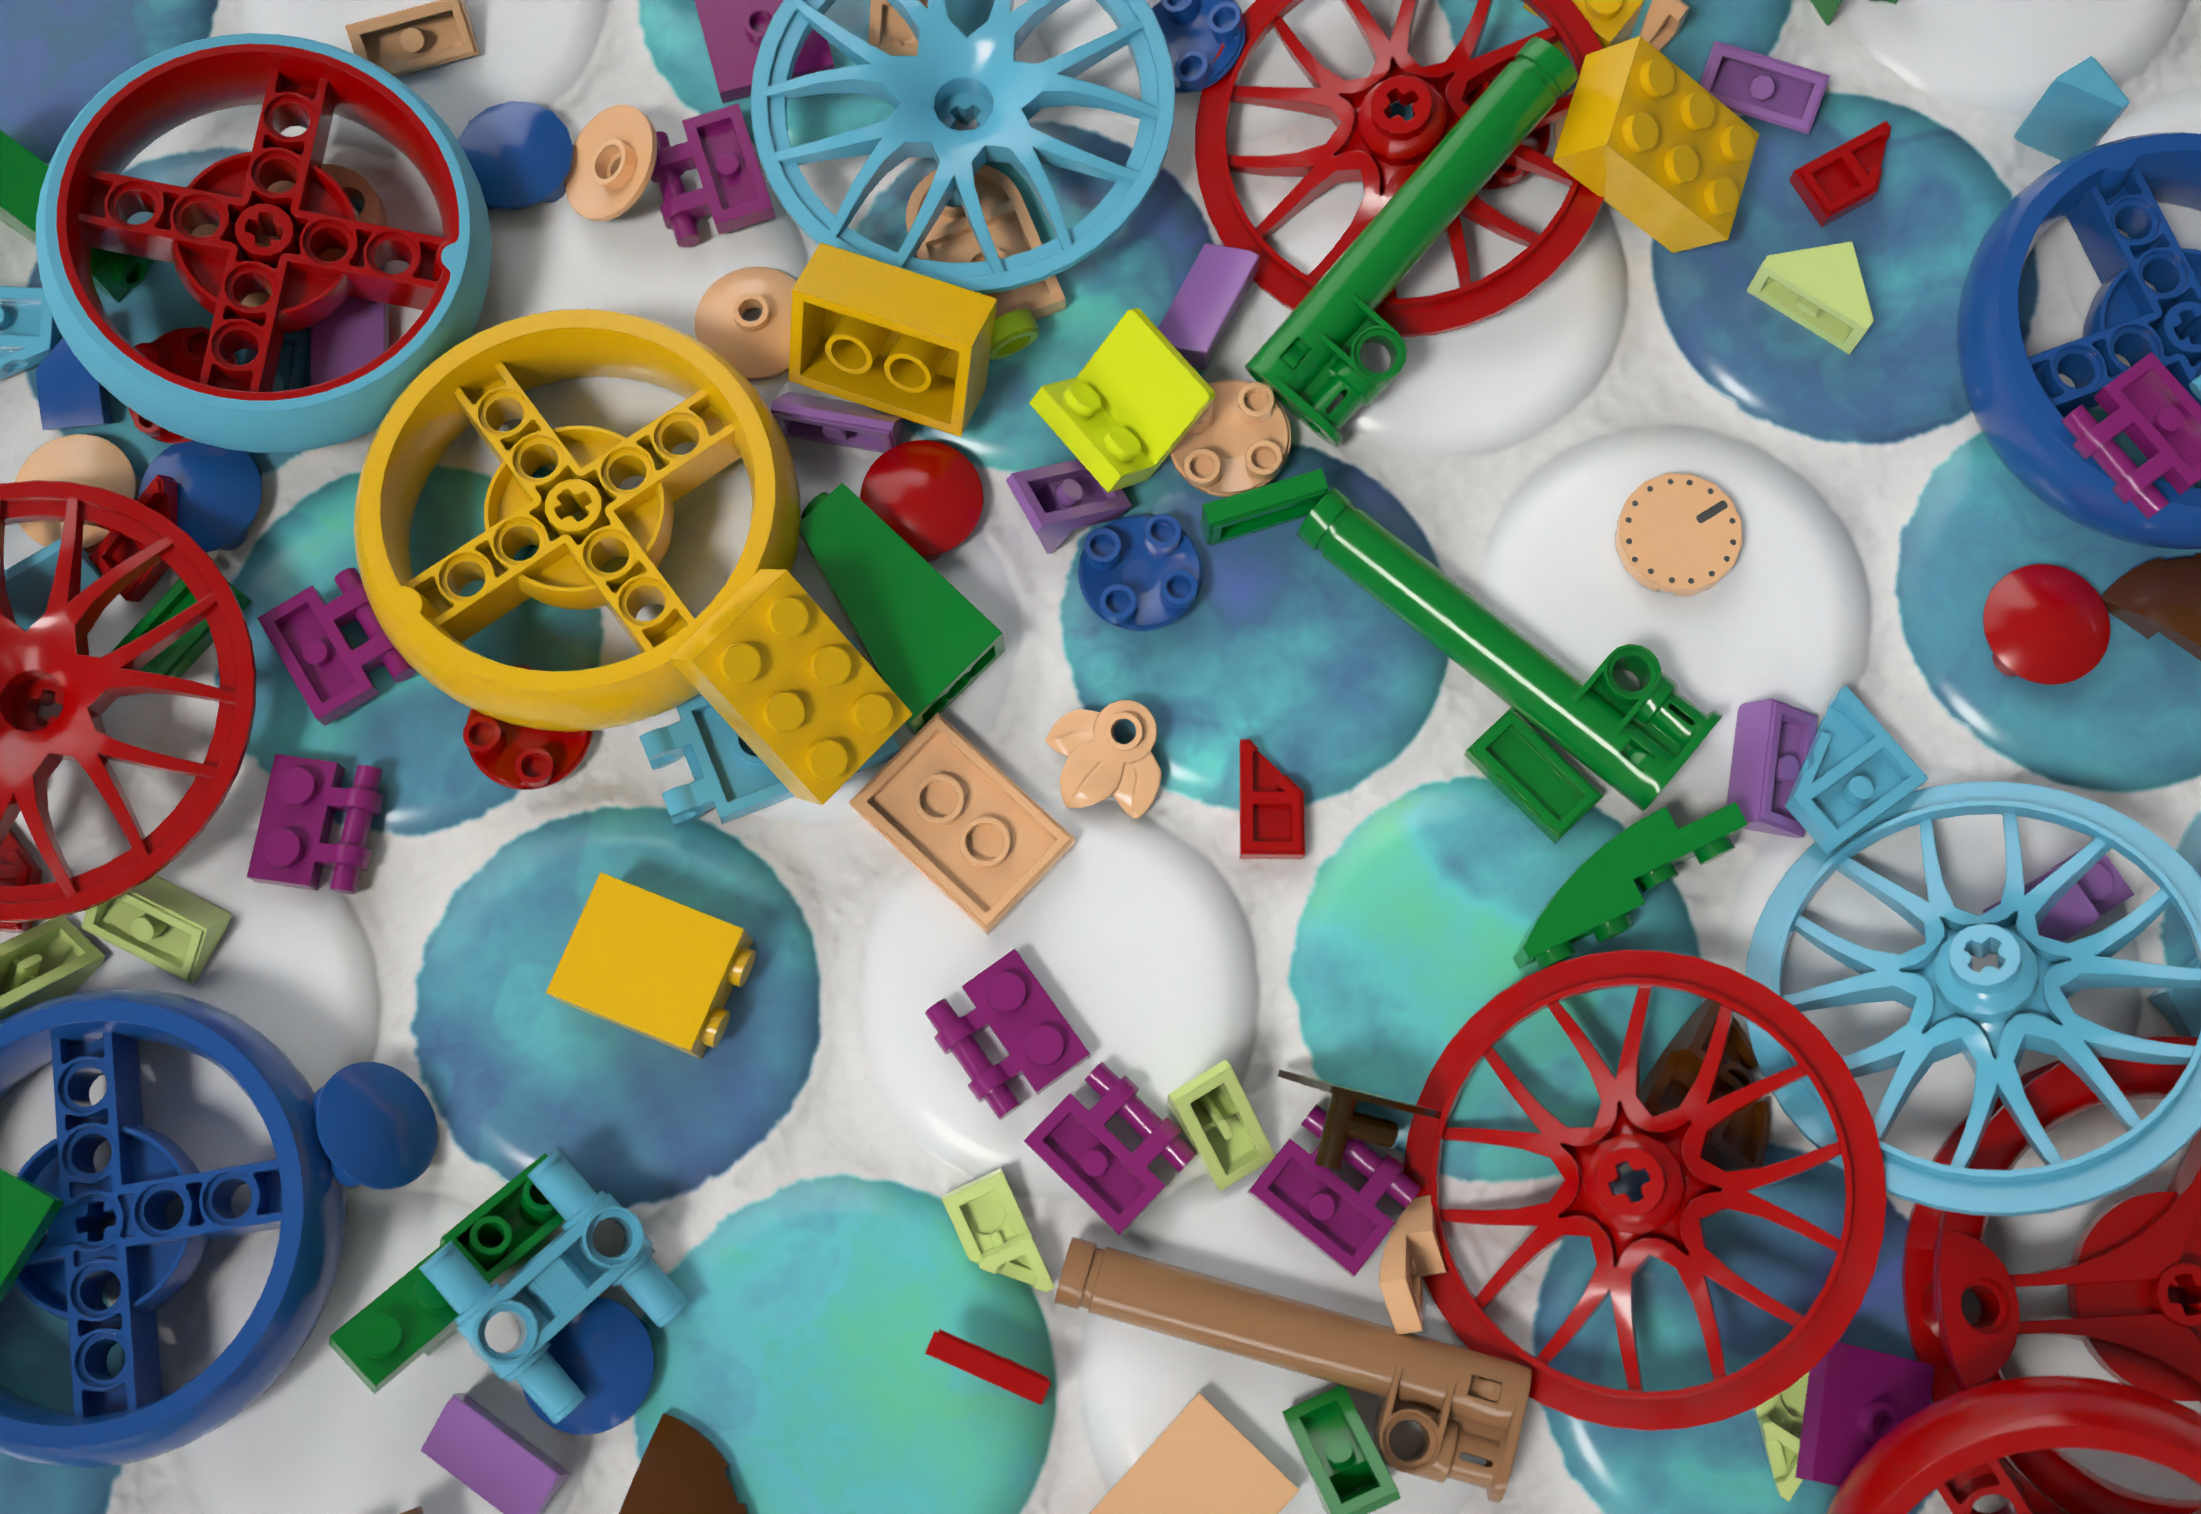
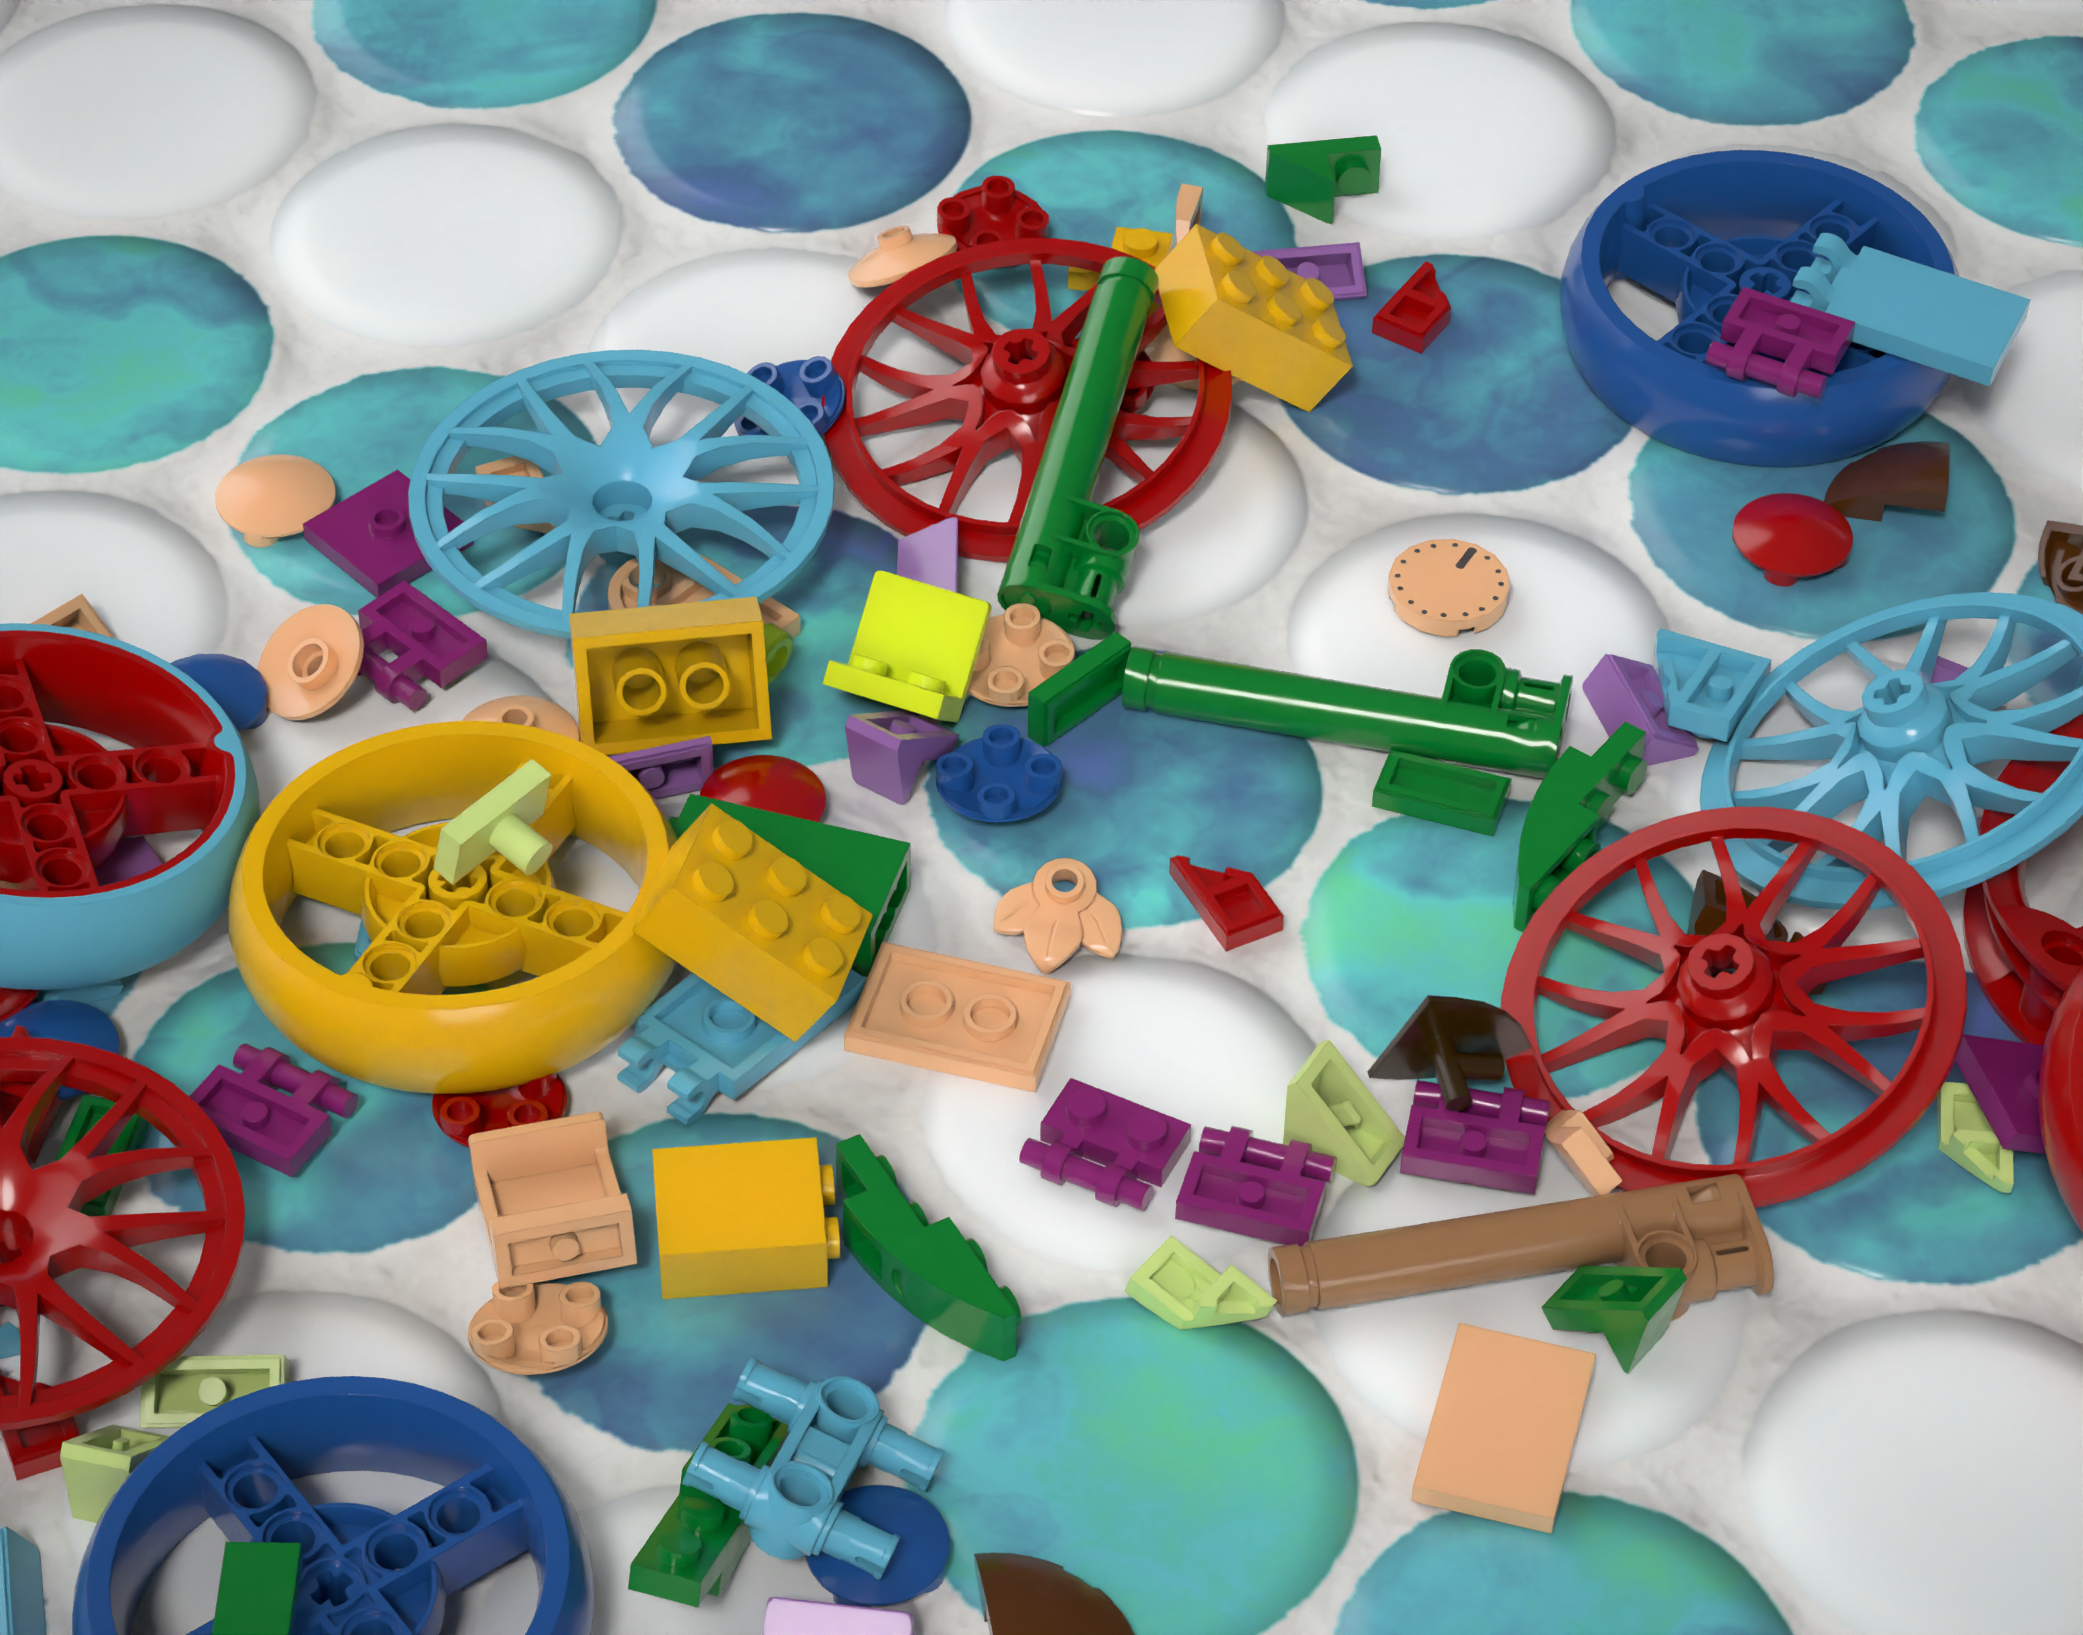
camera: 30 degrees left, 30 degrees down
(299, 819) = (312, 1256): magenta plate -> none
(375, 1126) = (562, 1429): blue dish -> none
(431, 995) = (538, 1327): none -> light nougat dish
(503, 875) = (551, 1200): none -> light nougat panel
(607, 490) = (498, 824): none -> yellowish green tile
(779, 1106) = (921, 1264): none -> green slope
(989, 1366) = (1266, 1375): red tile -> none
(1819, 291) = (1450, 385): yellowish green slope -> none
(2073, 112) = (1572, 186): medium azure slope -> none

